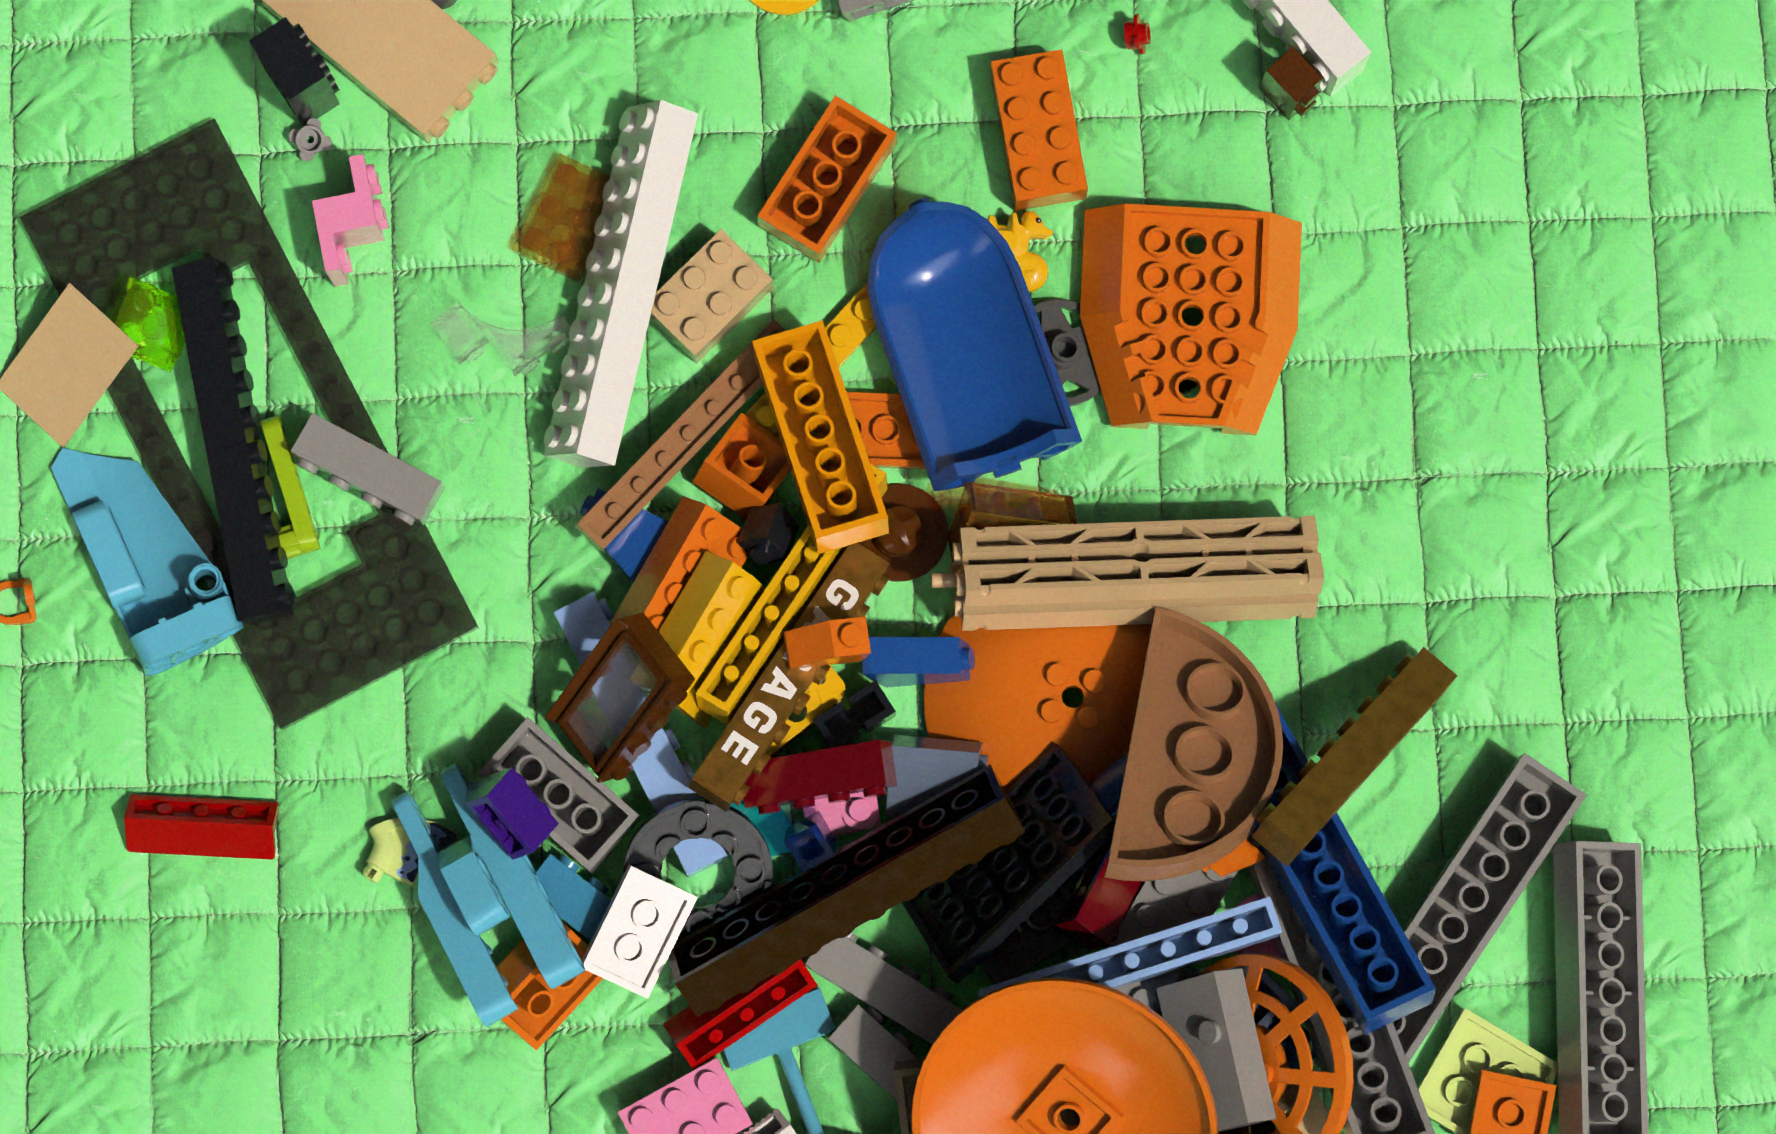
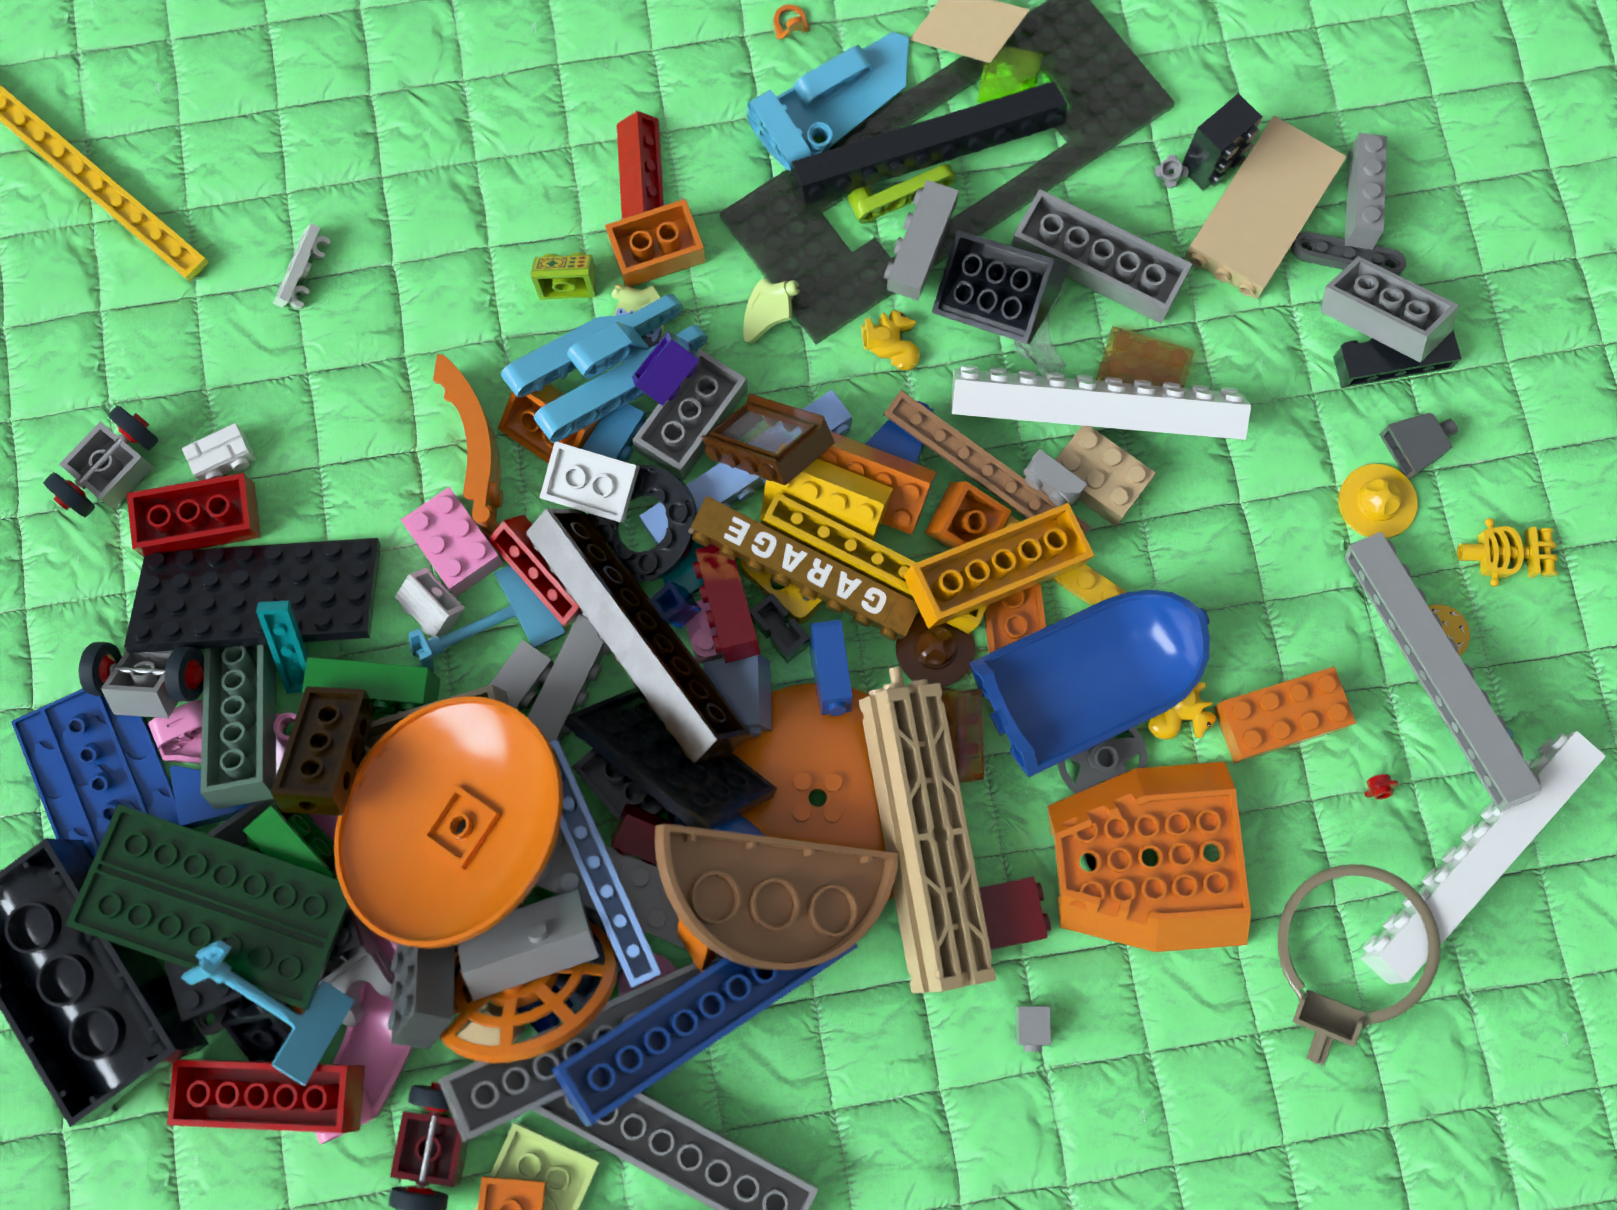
camera: 85 degrees right, 5 degrees down
(316, 815) = (655, 243): none -> orange brick
(341, 939) = (564, 276): none -> lime slope
(350, 220) = (1114, 199): bright pink bracket -> none
(419, 248) = (1103, 255): none -> light grey brick
(425, 680) = (767, 307): none -> yellowish green arm
(447, 383) = (998, 287): none -> black slope
(491, 537) = (886, 342): none -> yellow animal
(551, 1067) = (483, 456): none -> orange windscreen
(714, 354) = (1053, 479): none -> light grey slope
(768, 534) = (915, 539): black brick -> none
(827, 179) = (1212, 552): orange brick -> none
(828, 643) = (830, 588): orange slope -> none
(1234, 483) = (1014, 913): none -> dark red brick
(1291, 84) = (1364, 919): reddish brown brick -> none
(1353, 757) = (791, 1035): pearl gold brick -> none
(1368, 484) = (1032, 1027): none -> light grey brick
(1396, 143) = (1333, 1018): none -> dark tan brick

